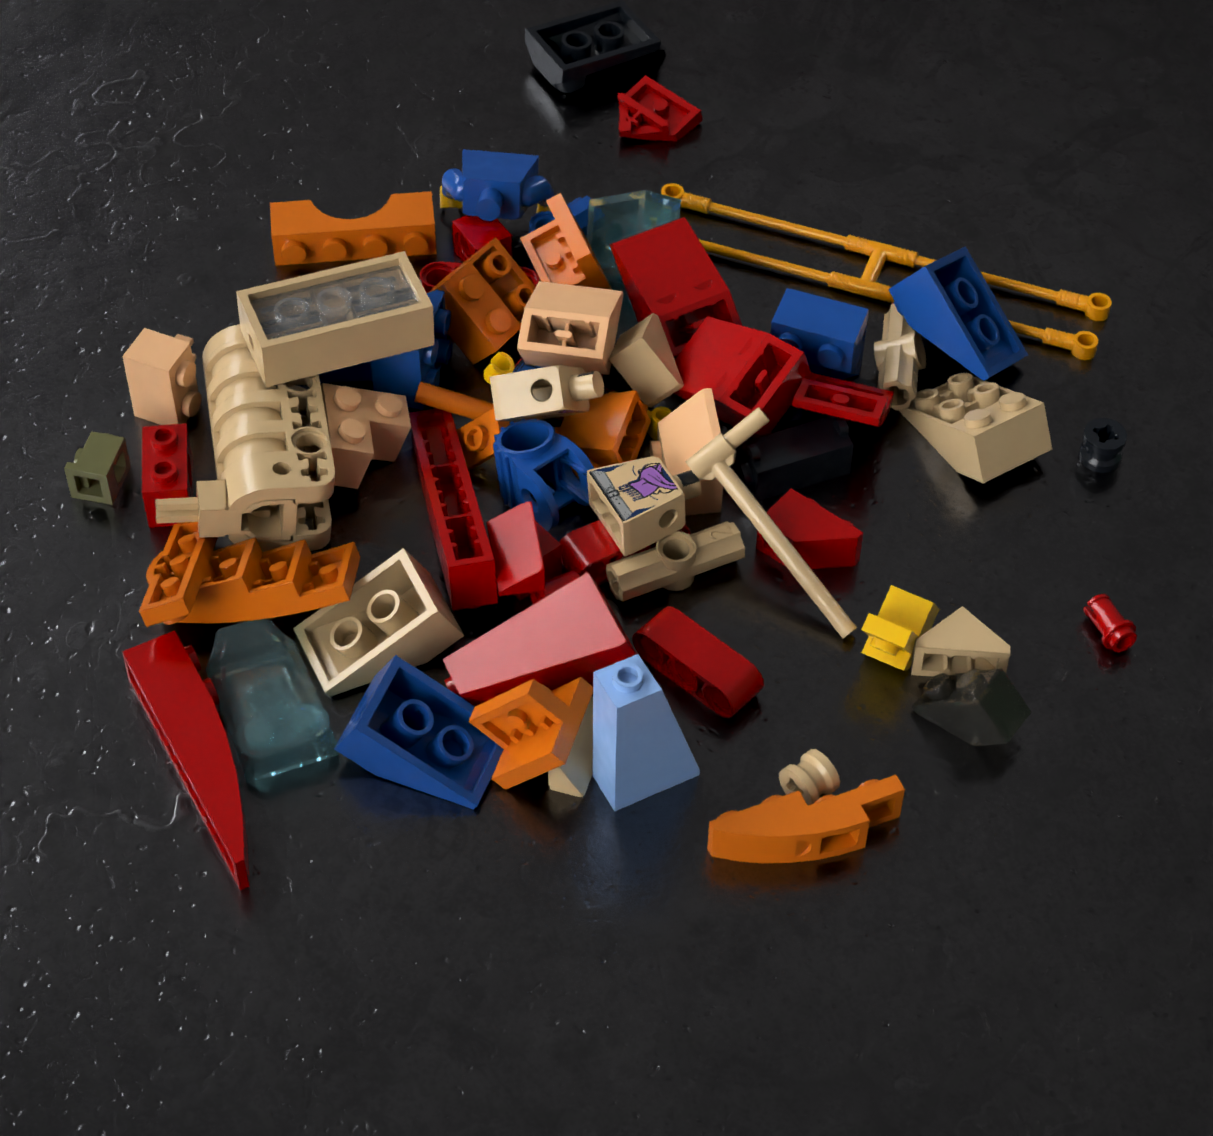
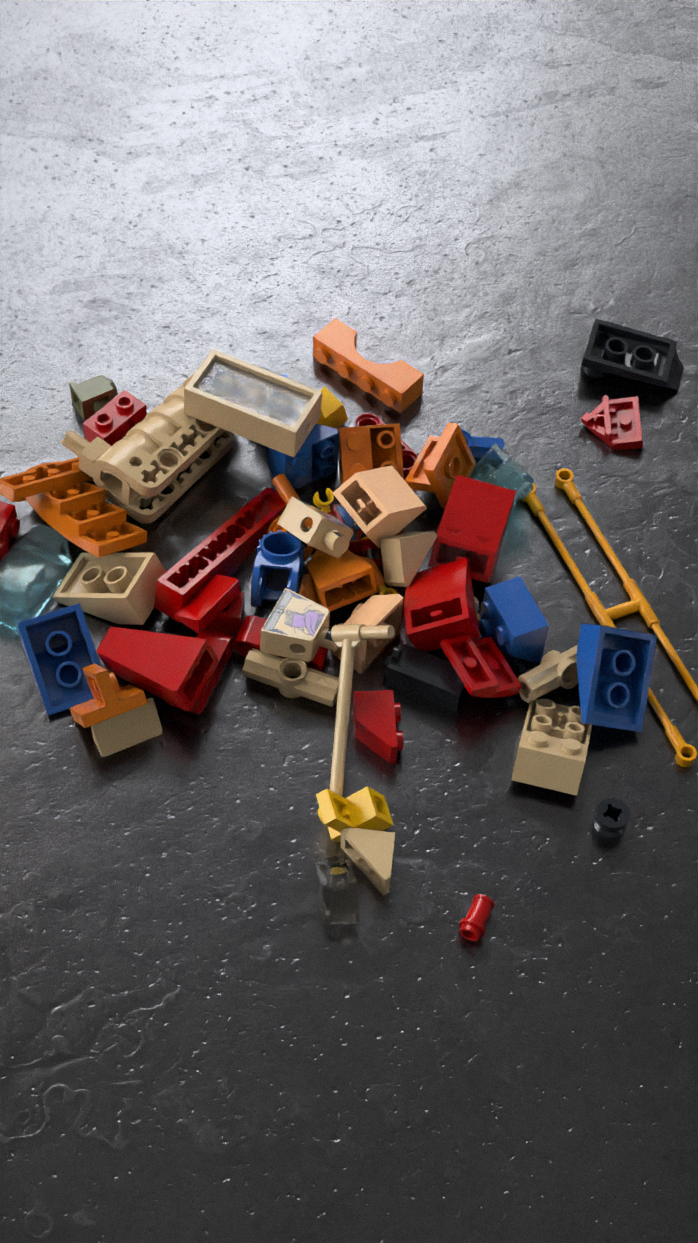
camera: 45 degrees right, 5 degrees up
(162, 377) = (168, 368): light nougat brick -> none
(362, 428) = (220, 468): light nougat brick -> none
(473, 233) = (421, 422): red brick -> none
(495, 185) = (457, 398): blue torso -> none
(635, 736) = (135, 745): light blue slope -> none
(698, 662) = (235, 739): red beam -> none
(791, 831) = (166, 867): orange slope -> none
(812, 776) = (206, 849): tan wheel -> none

